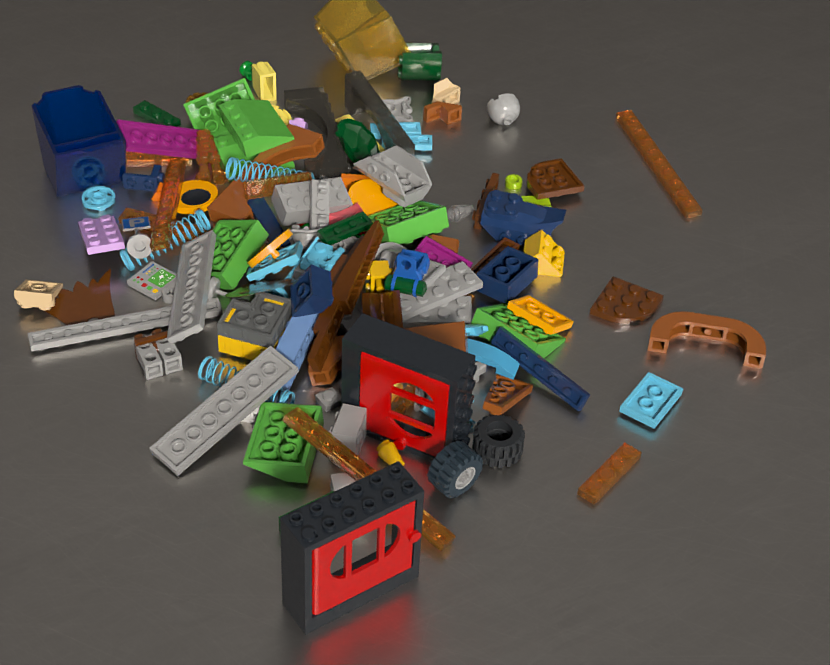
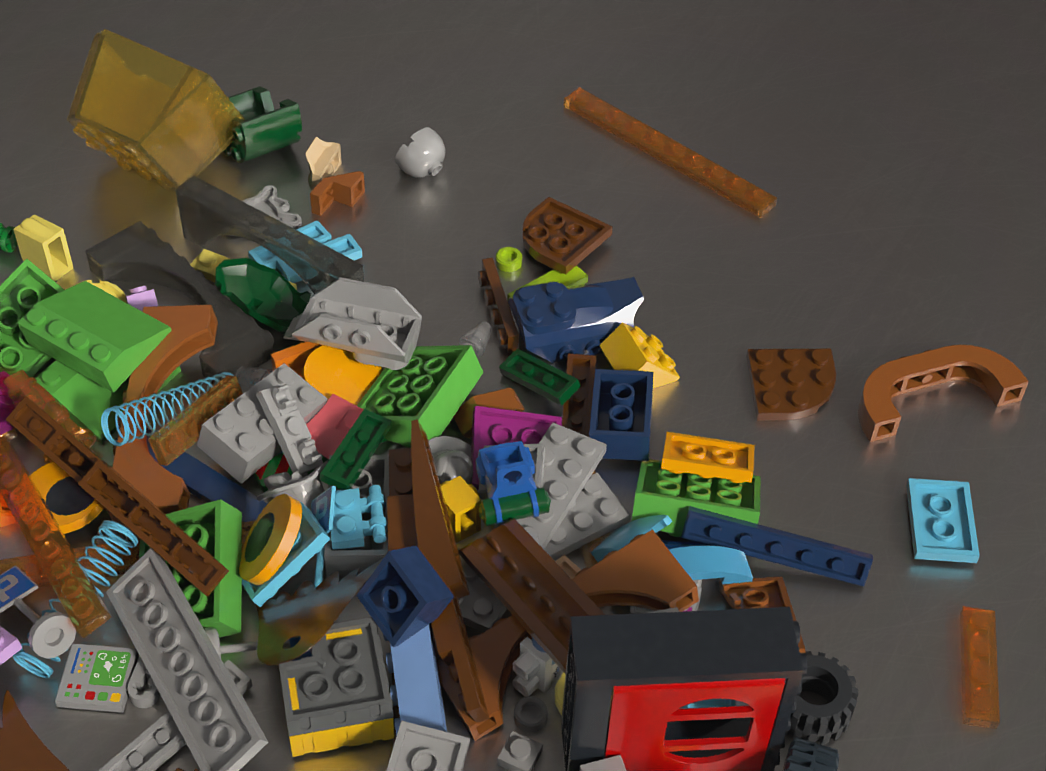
camera: 30 degrees left, 5 degrees up
(213, 201) = (118, 496): none -> reddish brown slope
(478, 241) = (539, 376): none -> dark green plate

